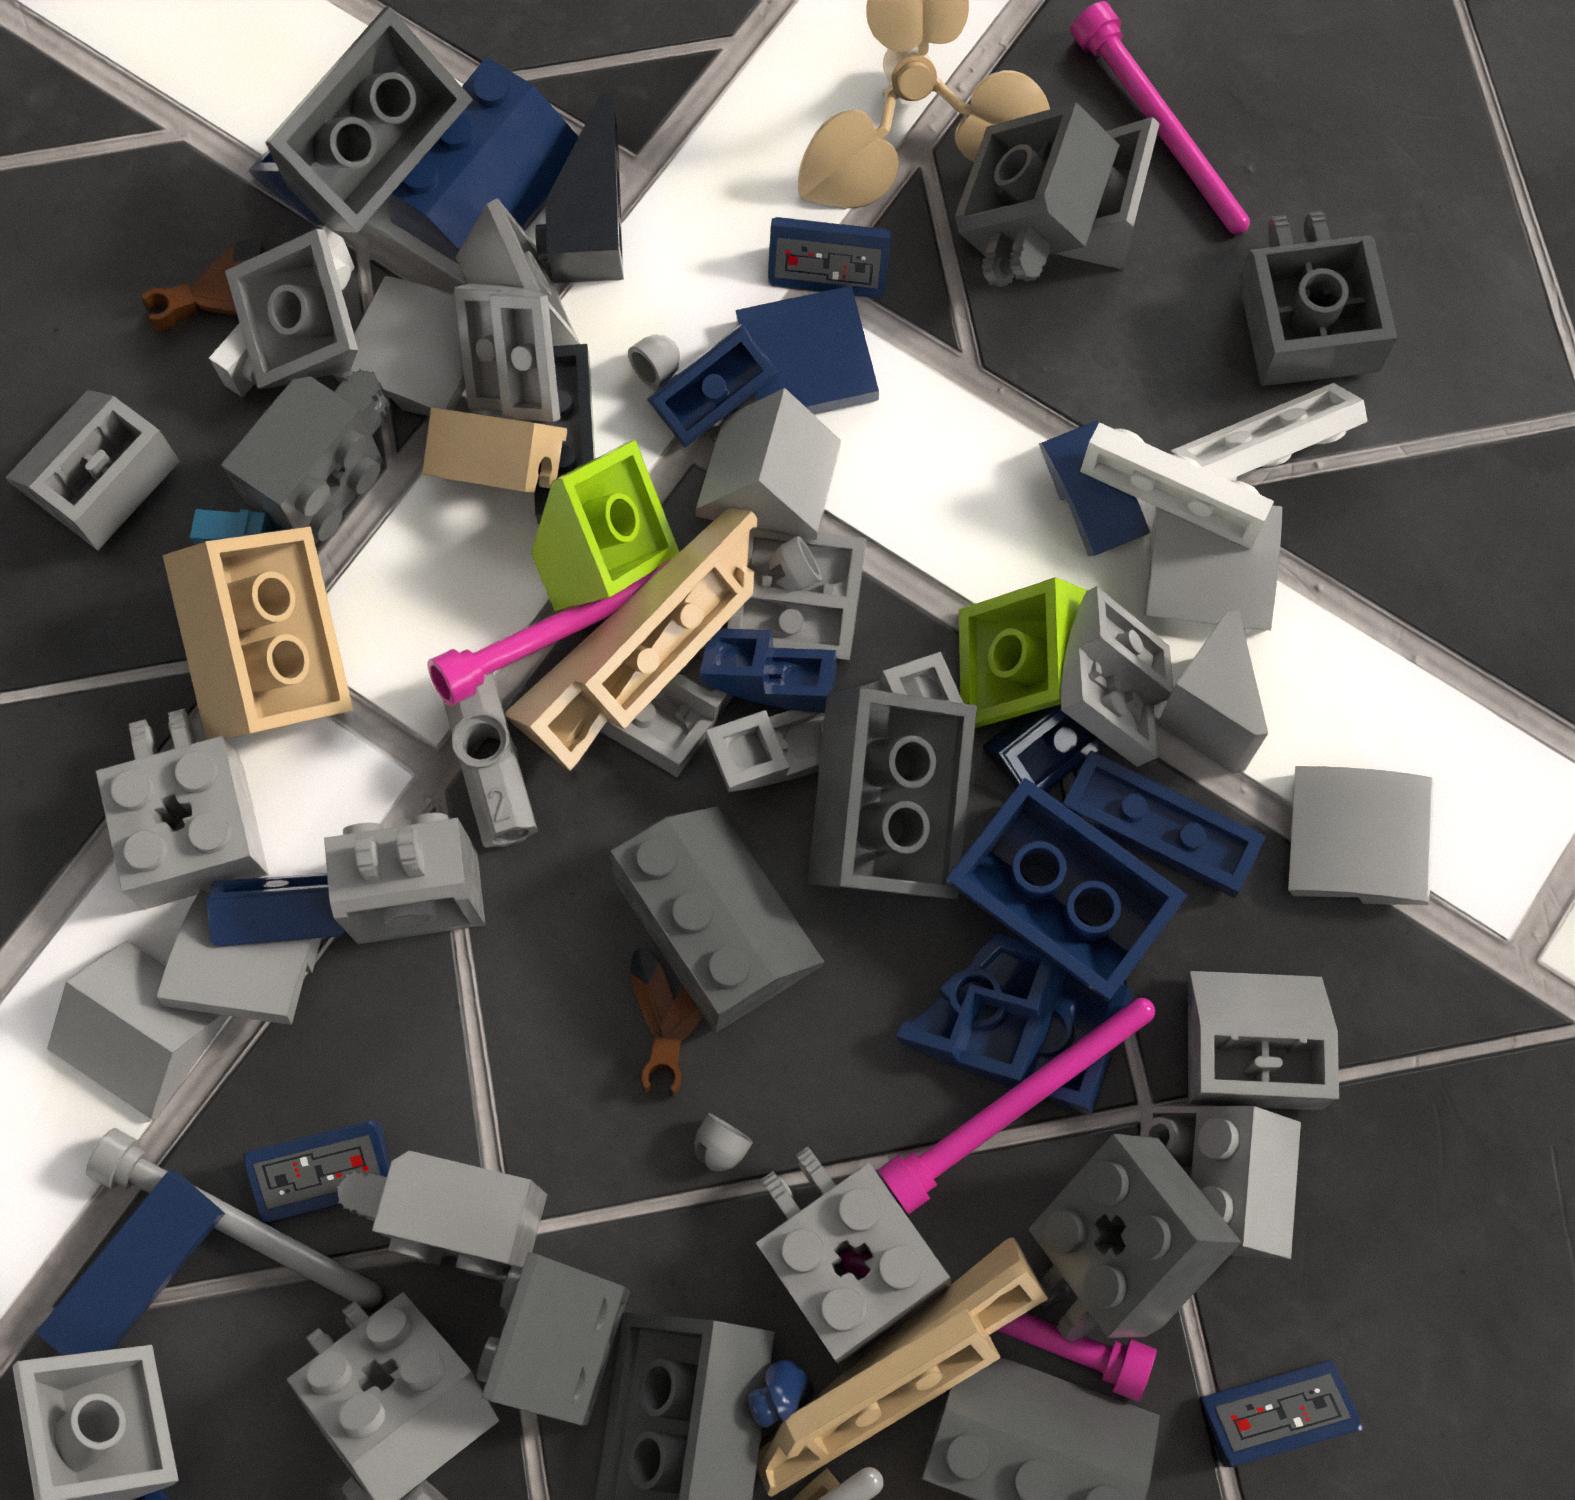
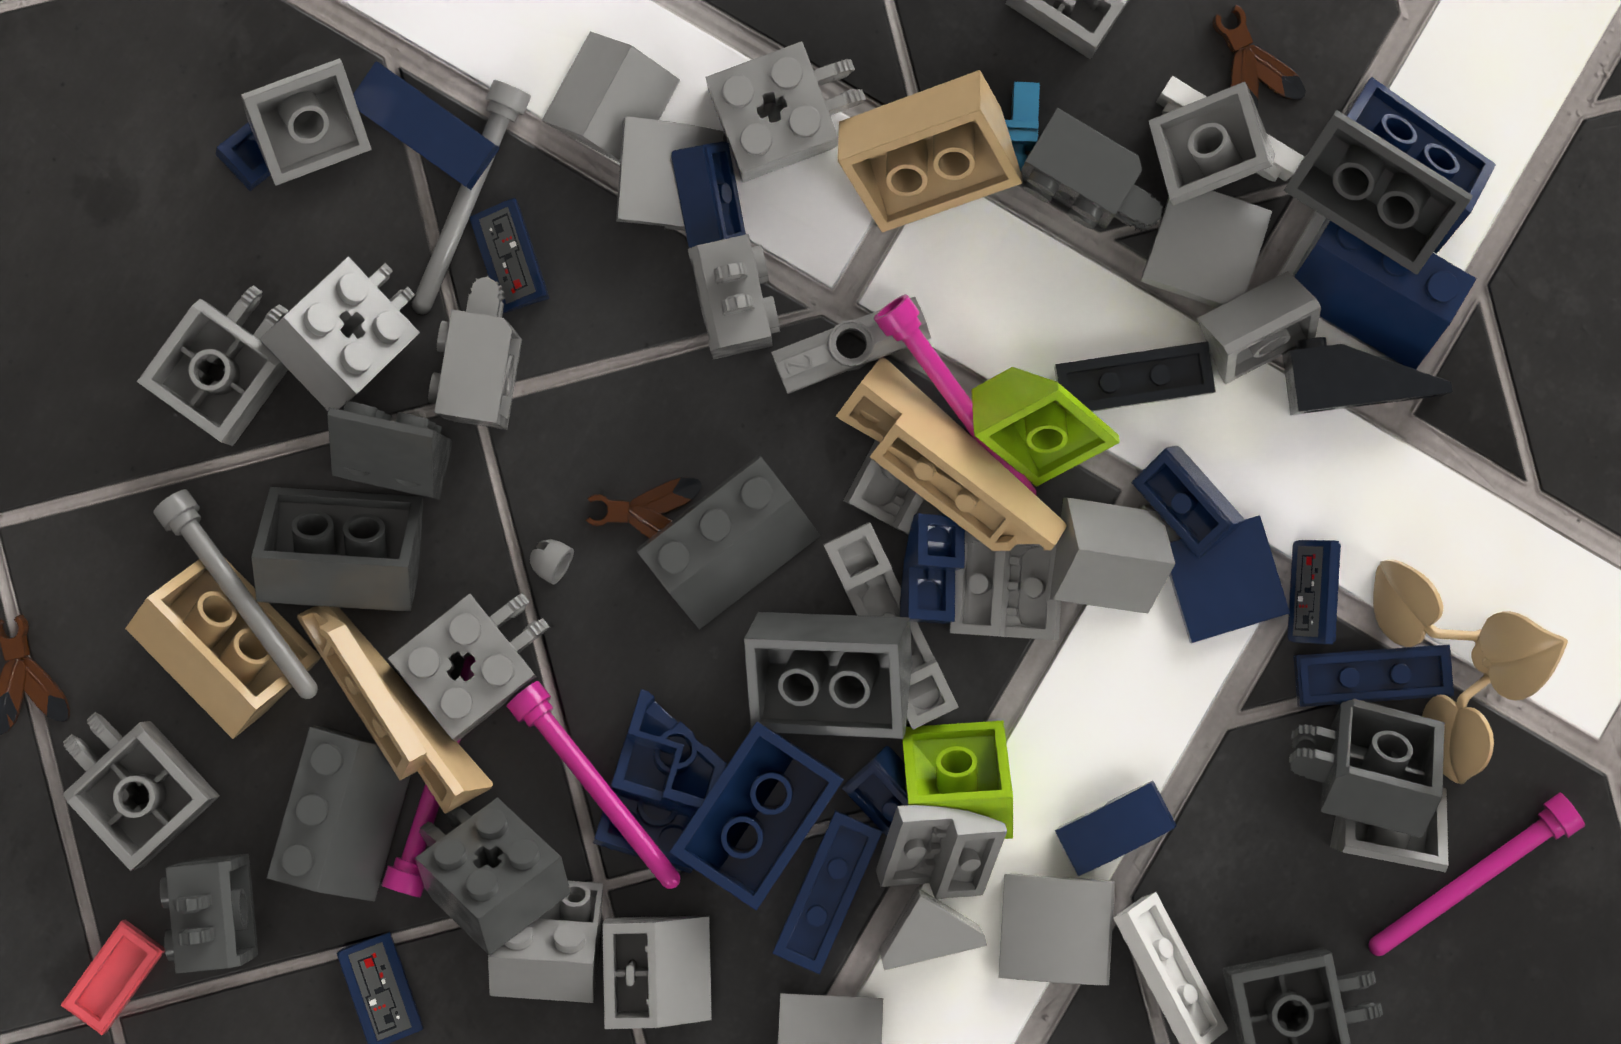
camera: 85 degrees right, 15 degrees up
(492, 450) = (1107, 323): tan hinge -> none
(507, 351) = (1189, 328): light grey slope -> none
(654, 359) = (1210, 450): light grey hinge -> none
(785, 1392) = (370, 623): dark blue arm -> none
(797, 564) = (1023, 585): light grey hinge -> none
(928, 210) = (1373, 675): none -> dark blue tile
(1176, 485) = (1110, 895): white plate -> none

